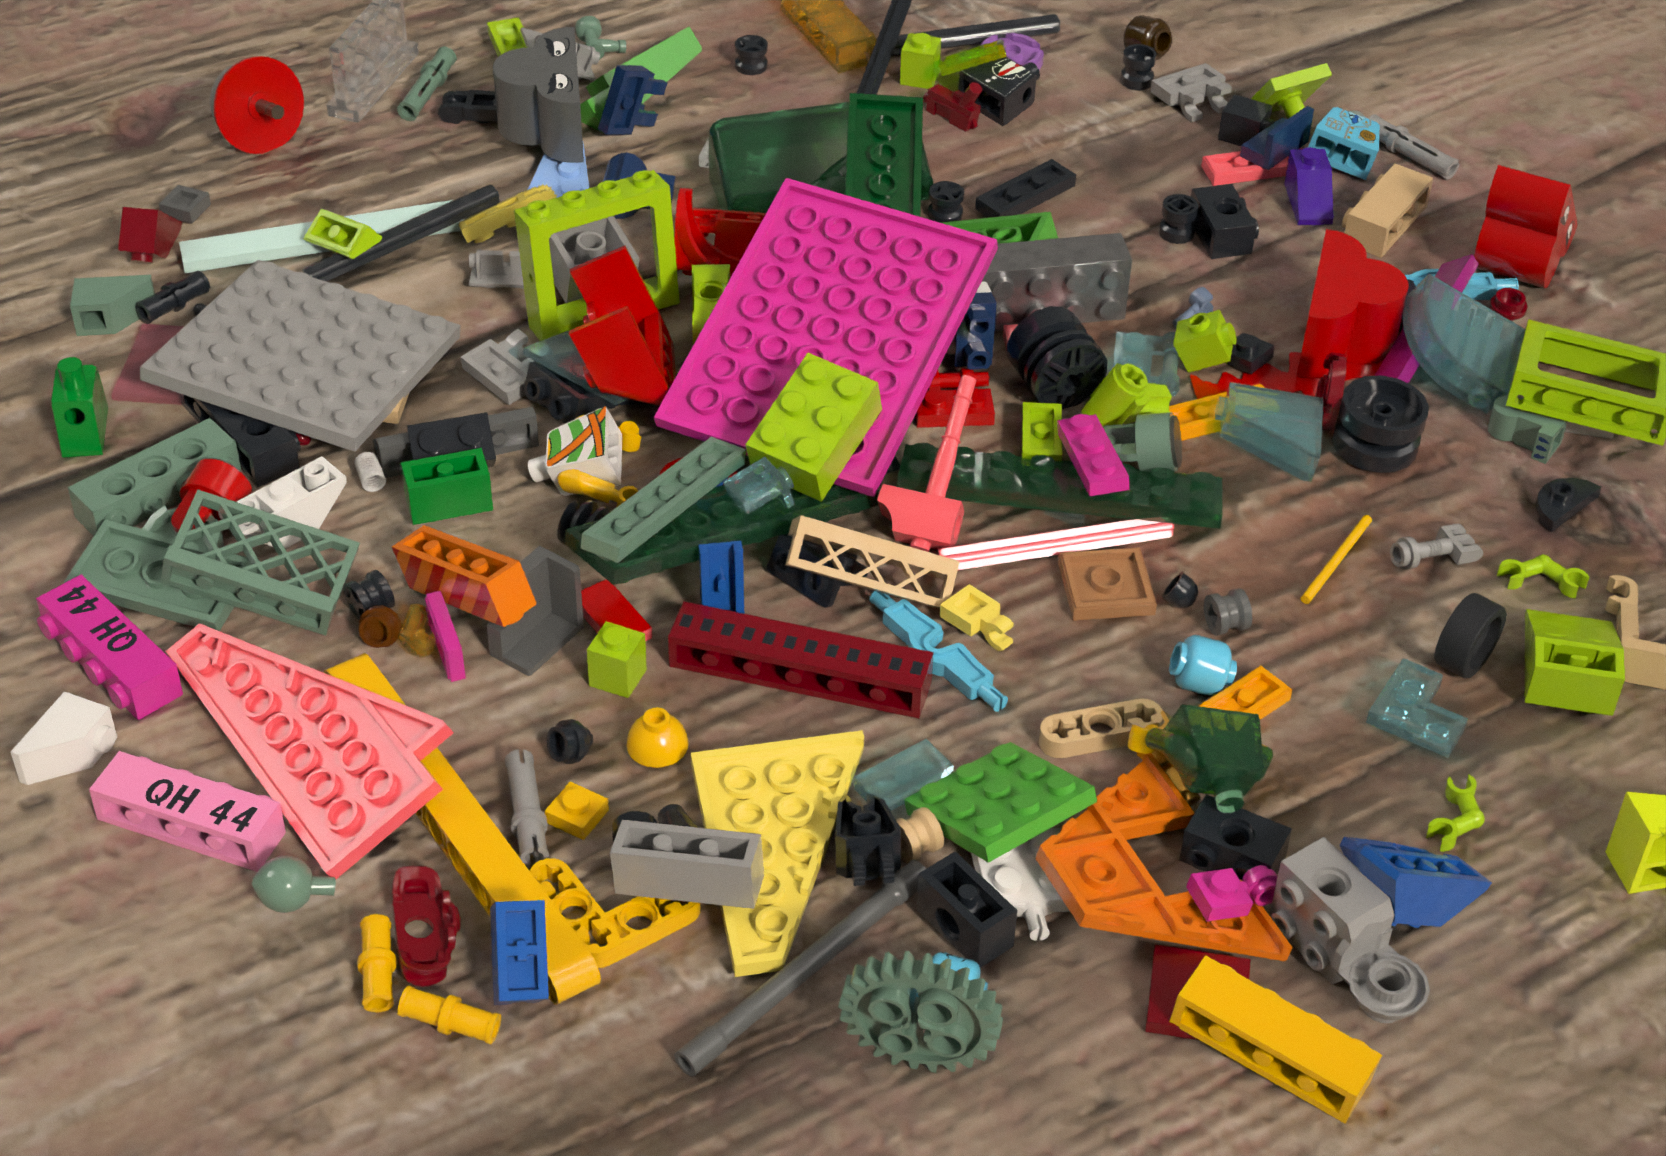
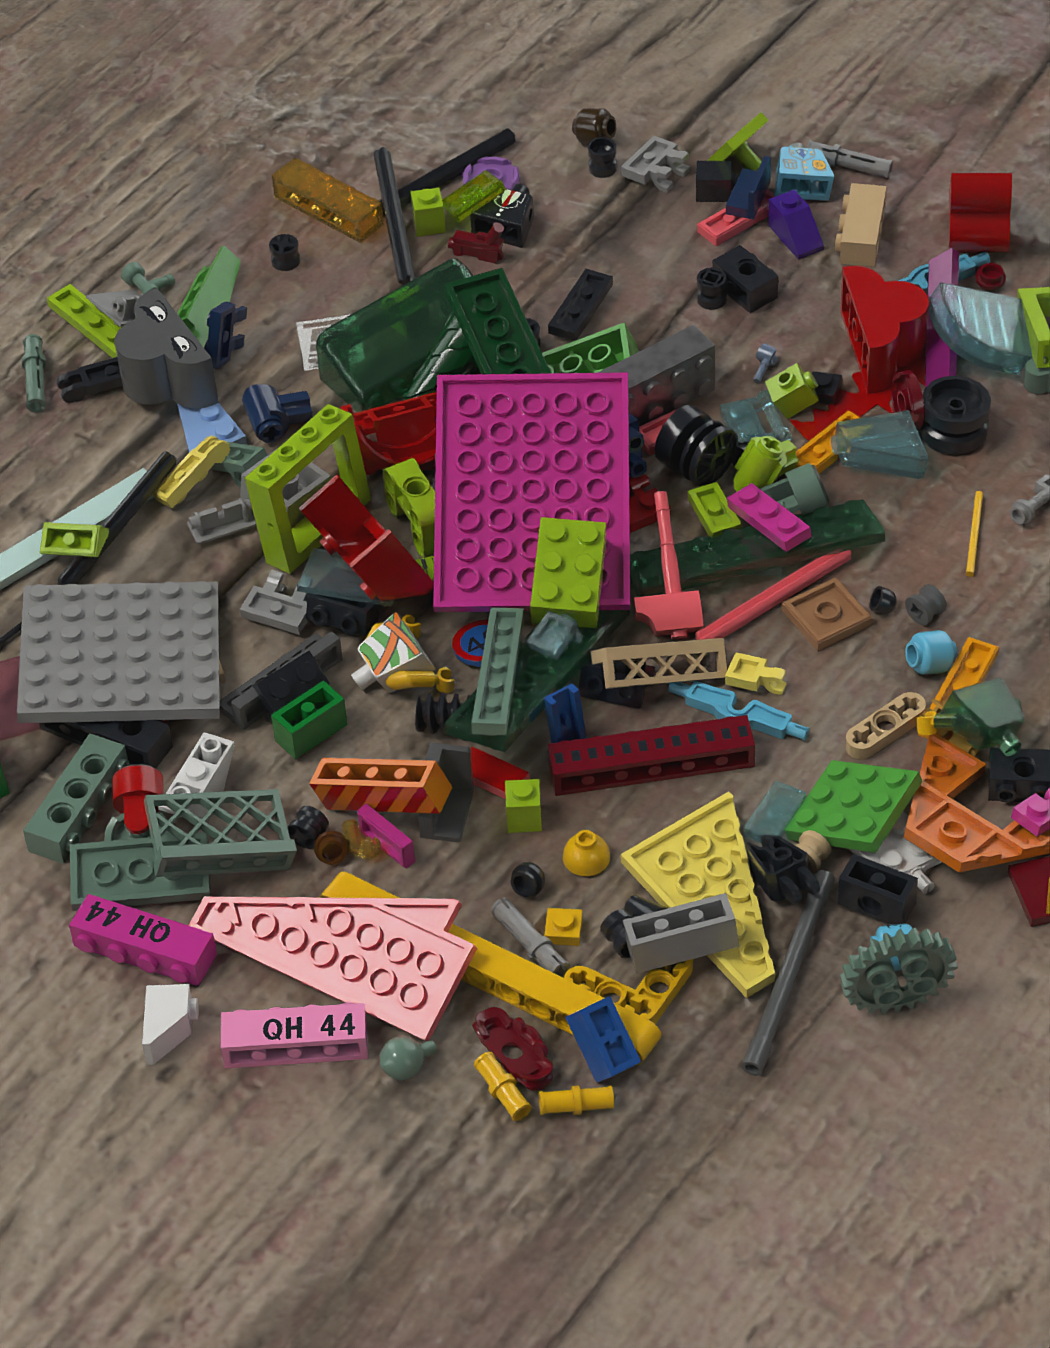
camera: 20 degrees left, 5 degrees up
(372, 470) = (240, 730): white piece -> none

